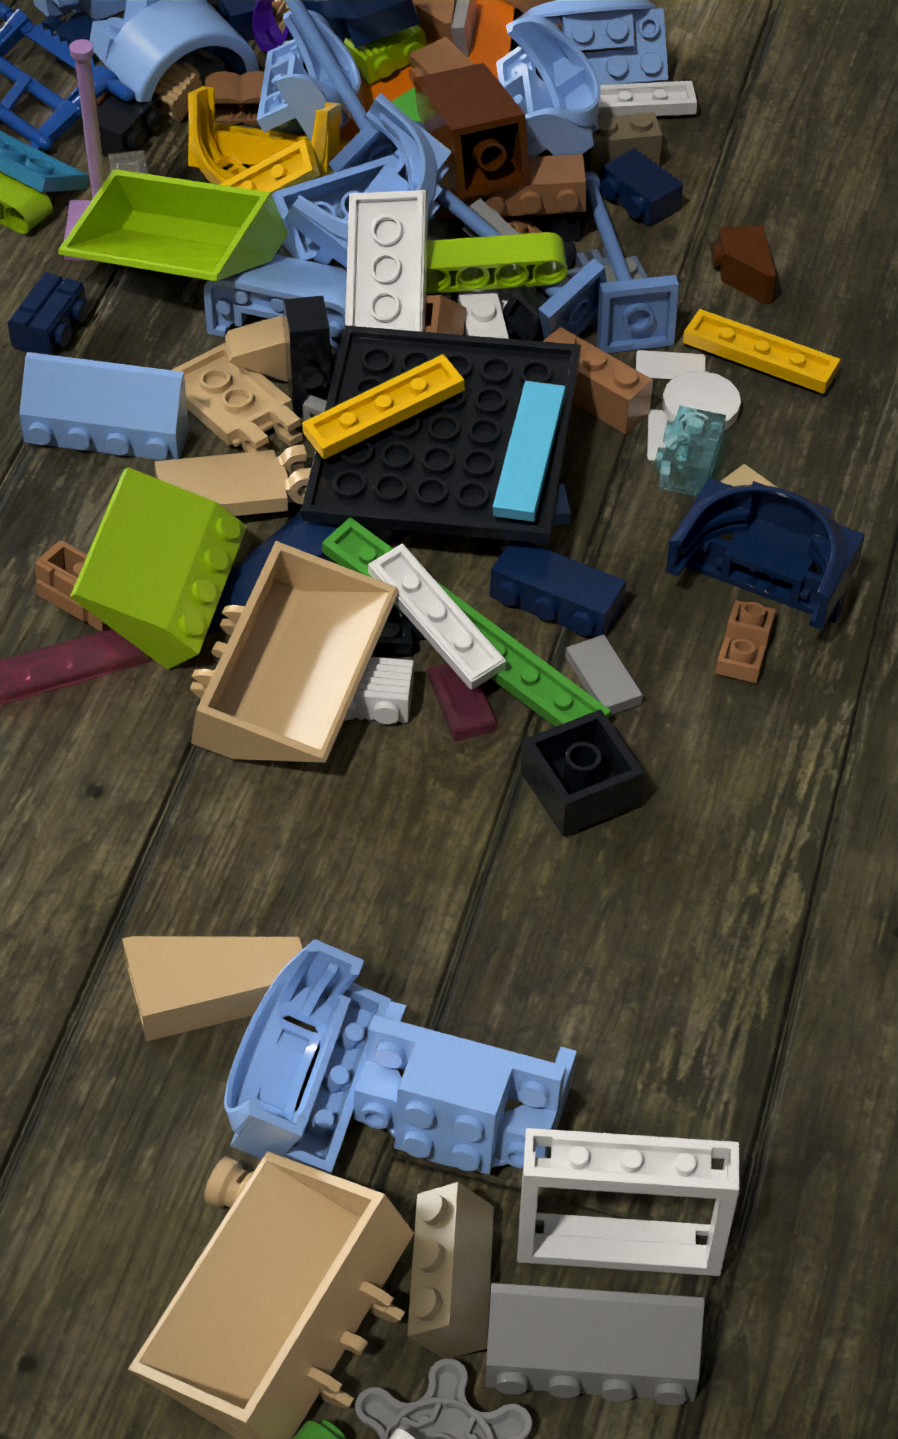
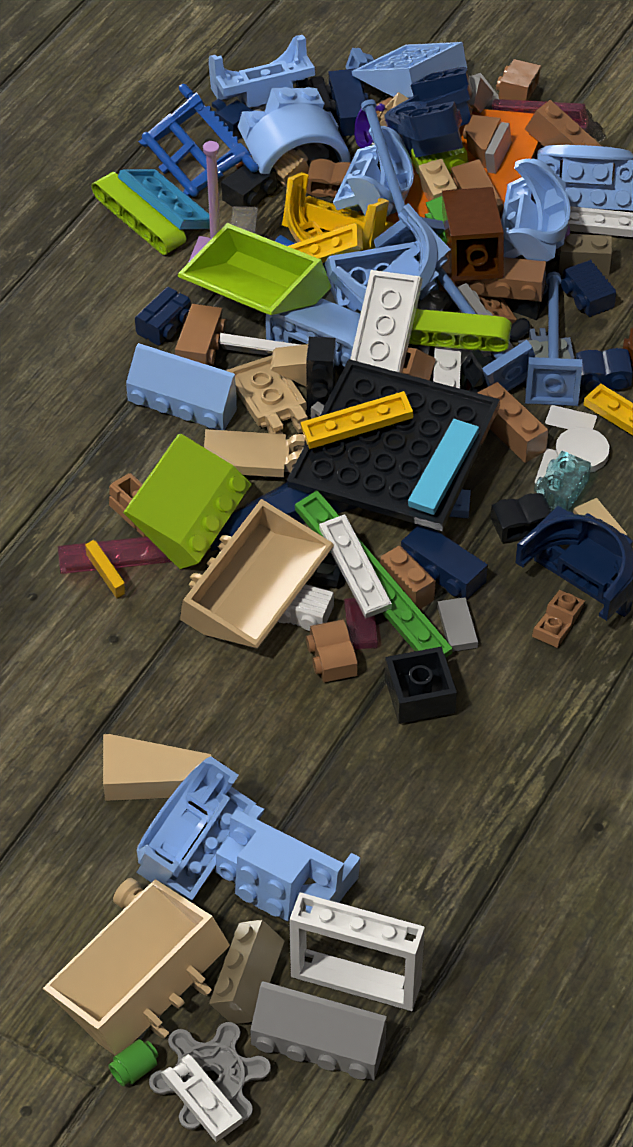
camera: 15 degrees right, 0 degrees up
(57, 687) = (105, 568): none -> yellow tile
(113, 327) = (201, 334): none -> medium nougat brick
(187, 334) = (250, 345): none -> white tile
(390, 72) = (435, 178): none -> tan brick
(434, 746) = (332, 651): none -> medium nougat brick
(517, 616) = (409, 576): none -> medium nougat brick
(648, 508) = (518, 517): none -> black brick
(704, 286) = (608, 367): none -> dark blue brick

